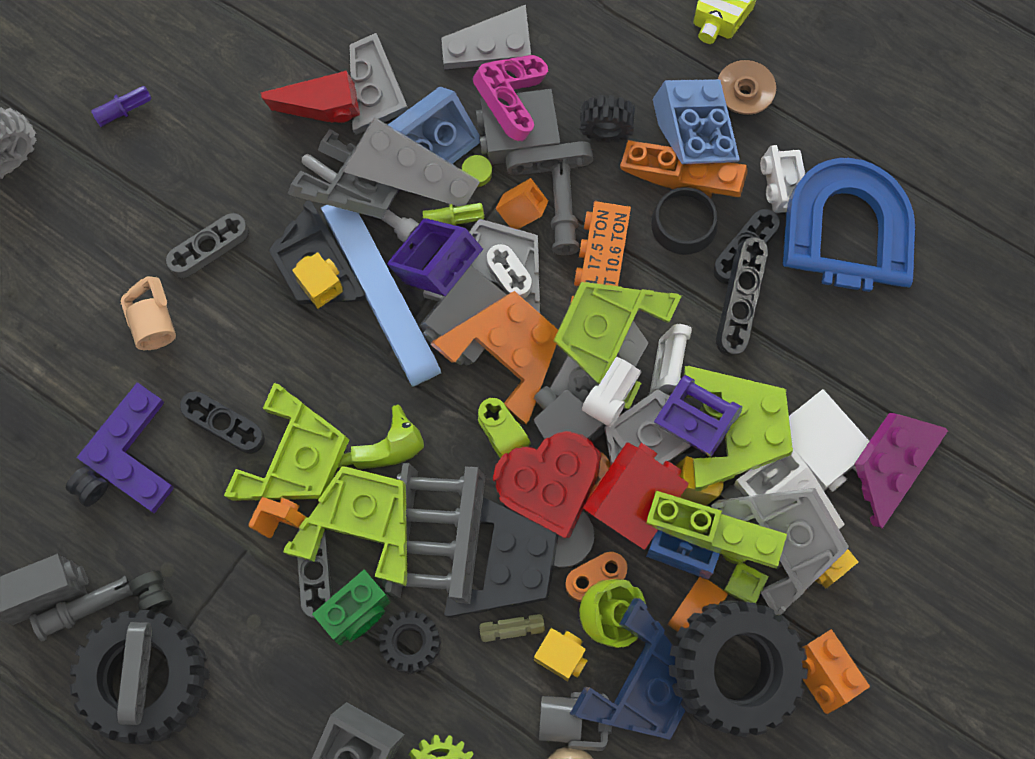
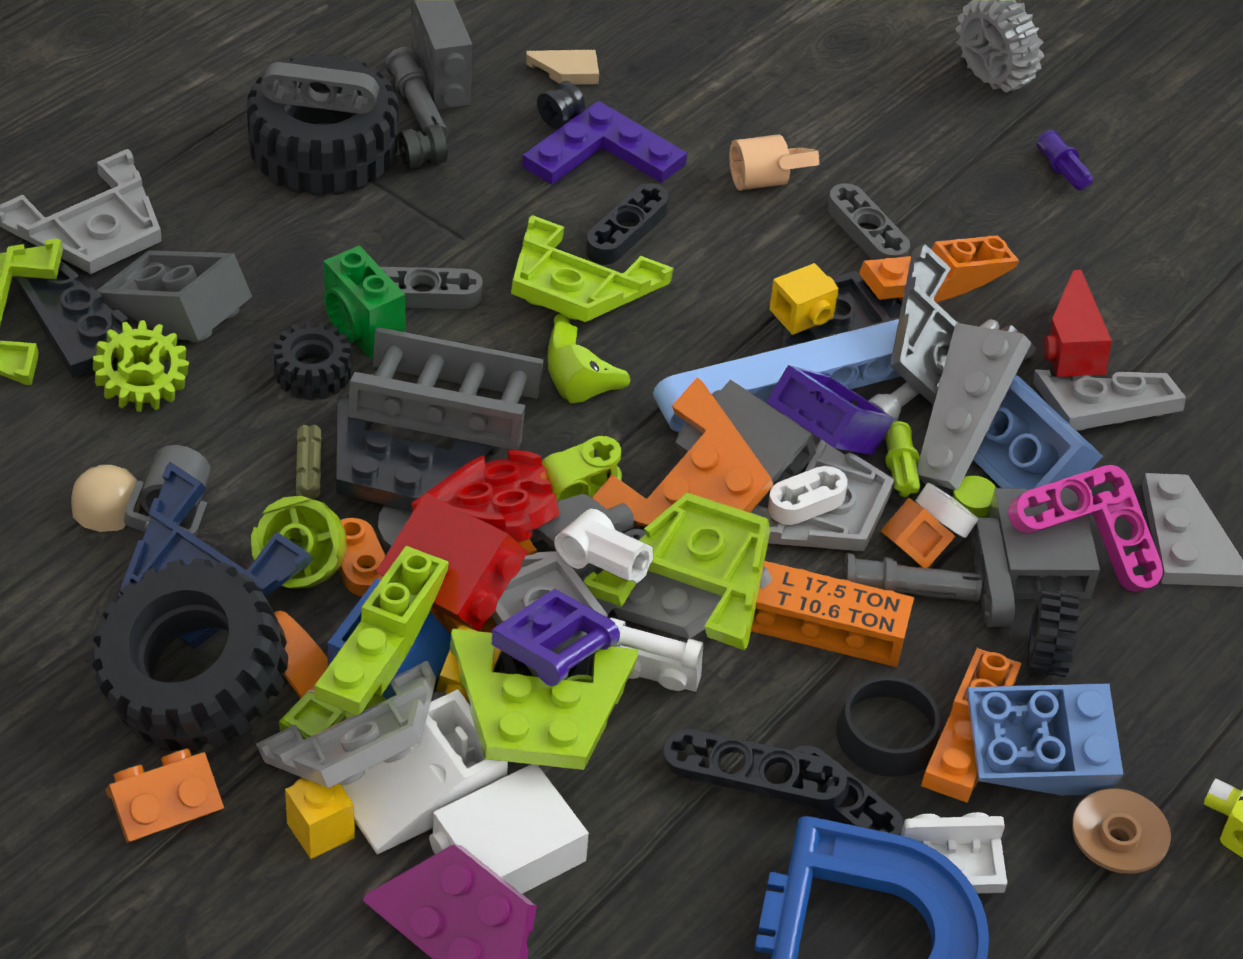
camera: 90 degrees right, 25 degrees down
(27, 488) = (566, 65): none -> tan tile
(260, 192) = (971, 264): none -> orange slope
(270, 513) = (495, 250): orange bracket -> none
(364, 508) = (482, 320): lime wing -> none
(505, 184) = (947, 510): none -> white beam
(561, 654) = (255, 490): yellow brick -> none

